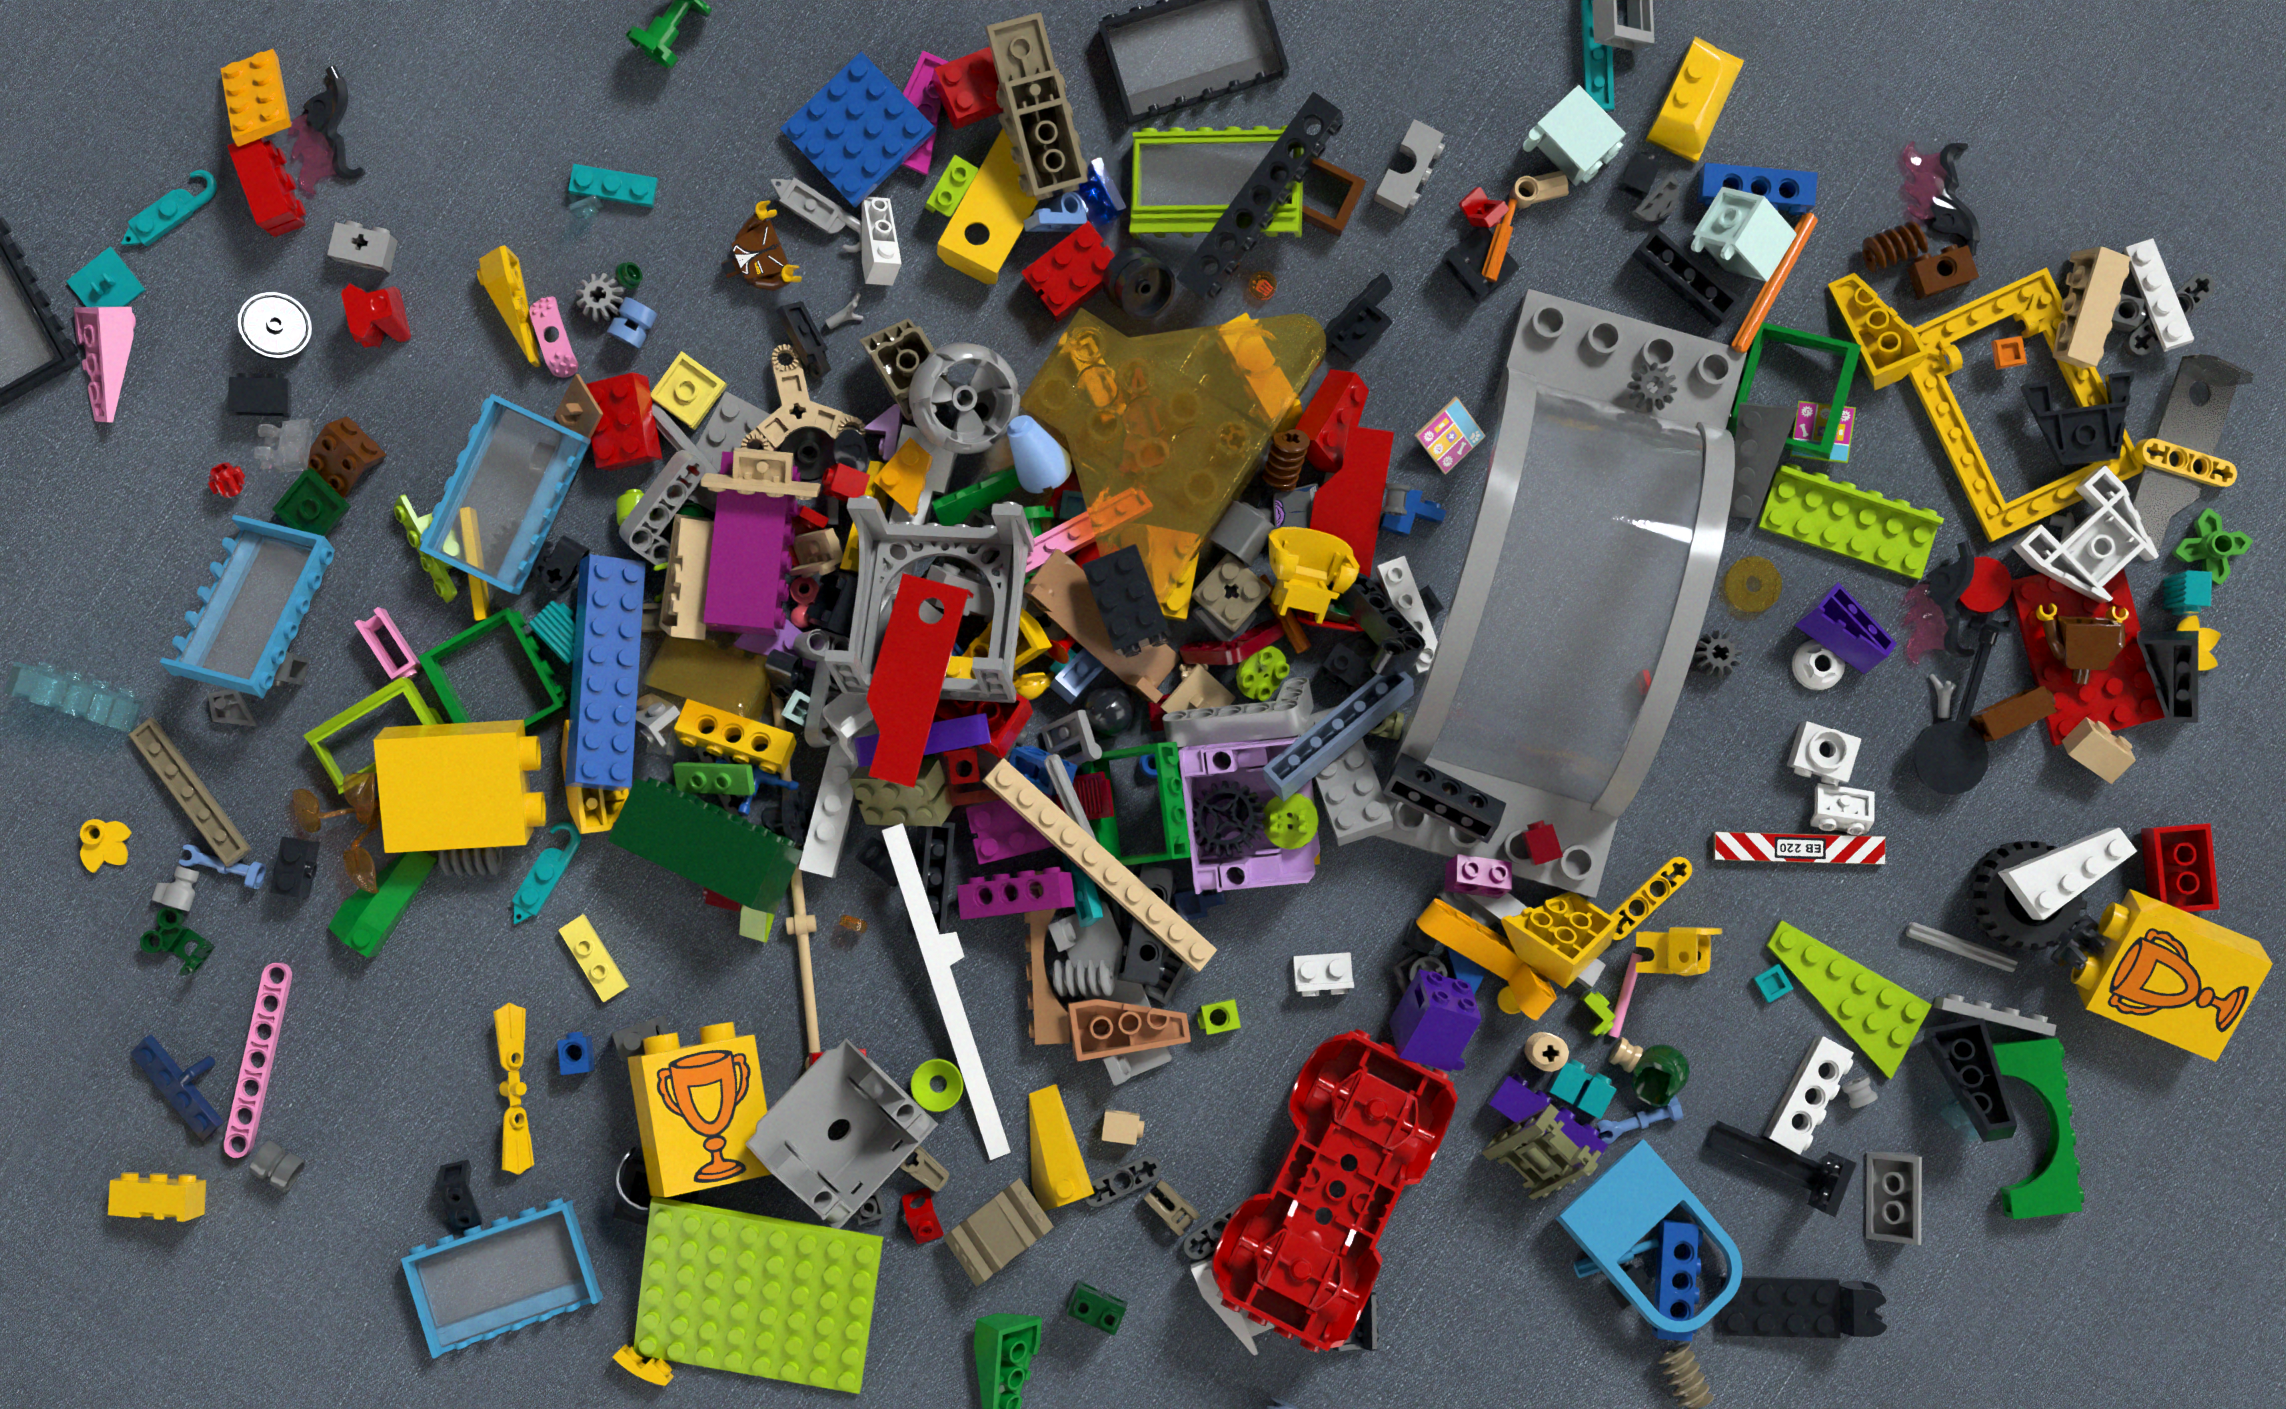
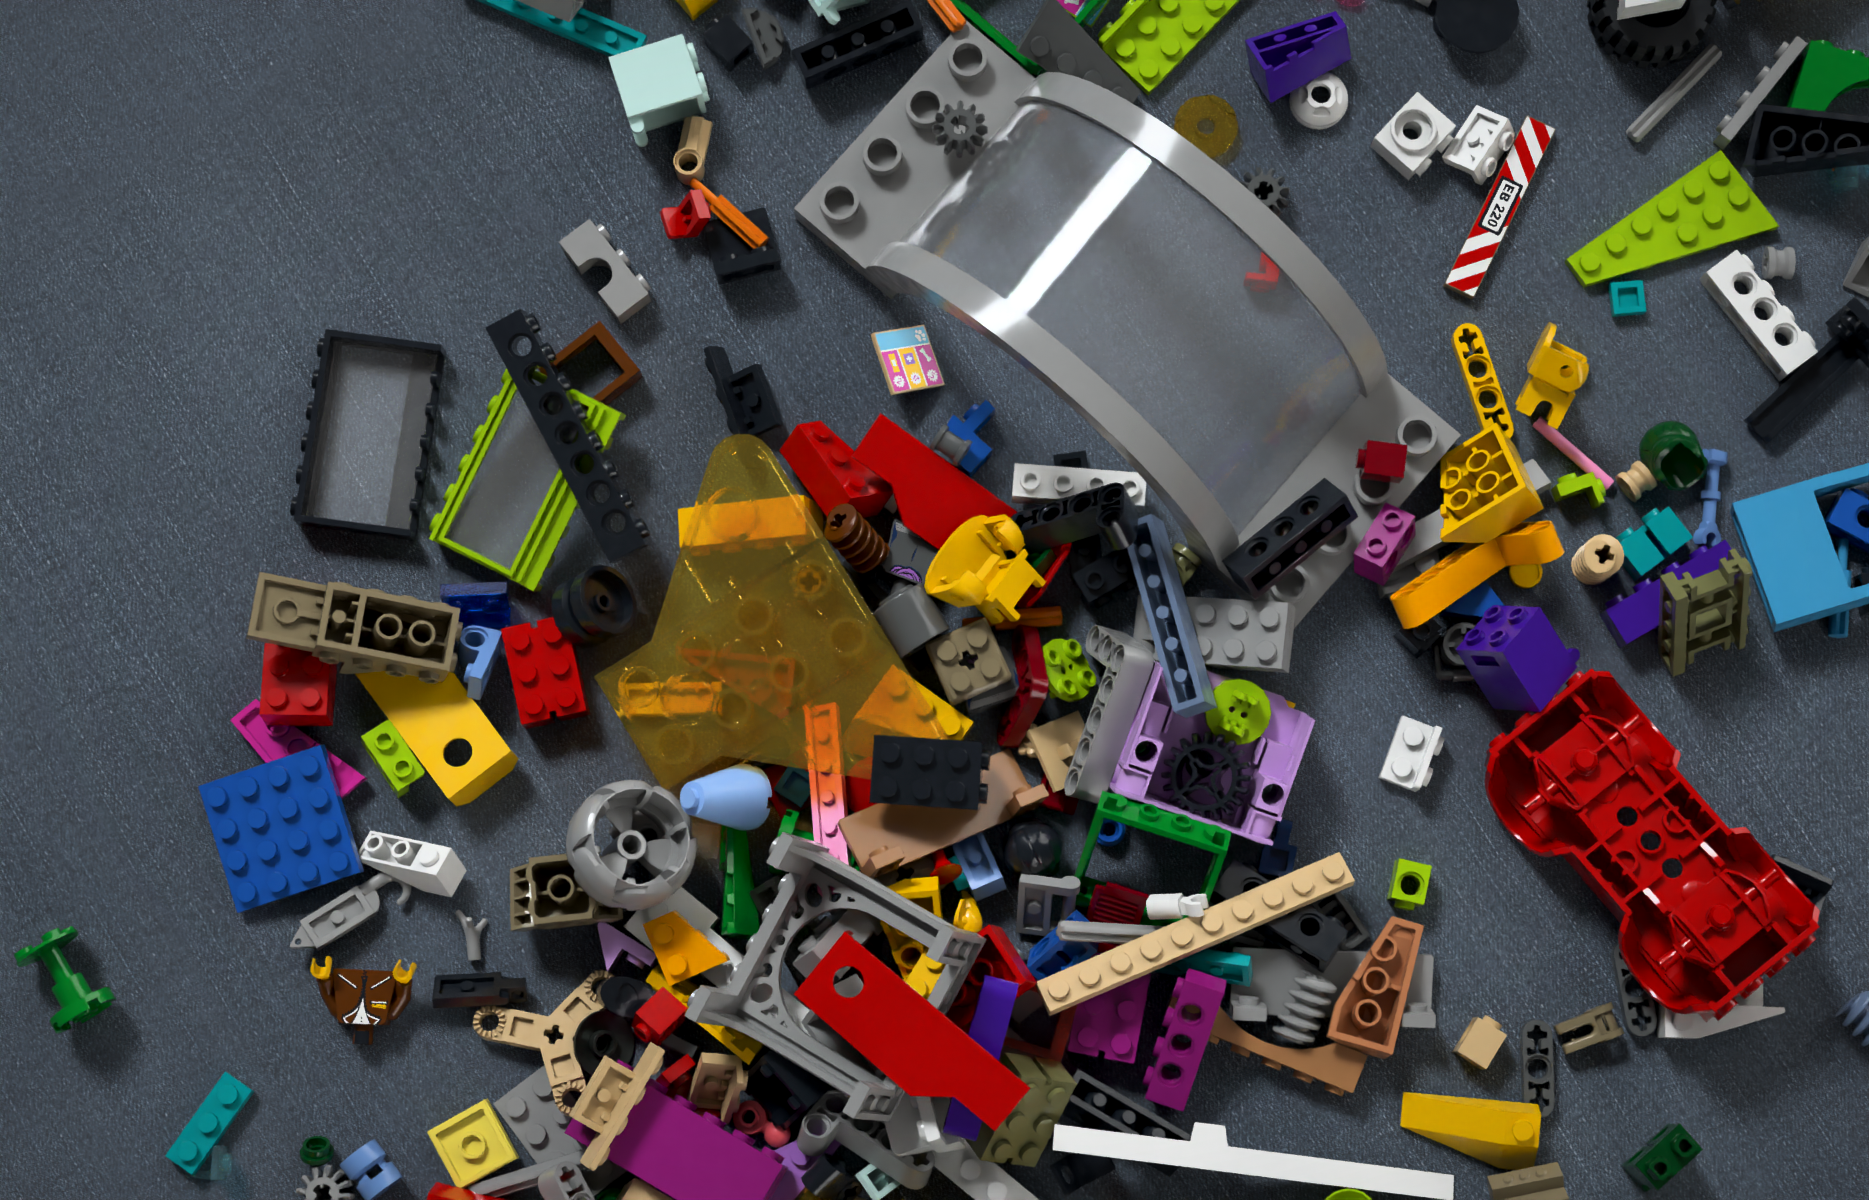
camera: 65 degrees left, 5 degrees down
(957, 755) = (1018, 1016): red bracket -> none
(1114, 840) = (1175, 906): none -> white bar
(1262, 285) = (655, 480): clear orange tile -> none

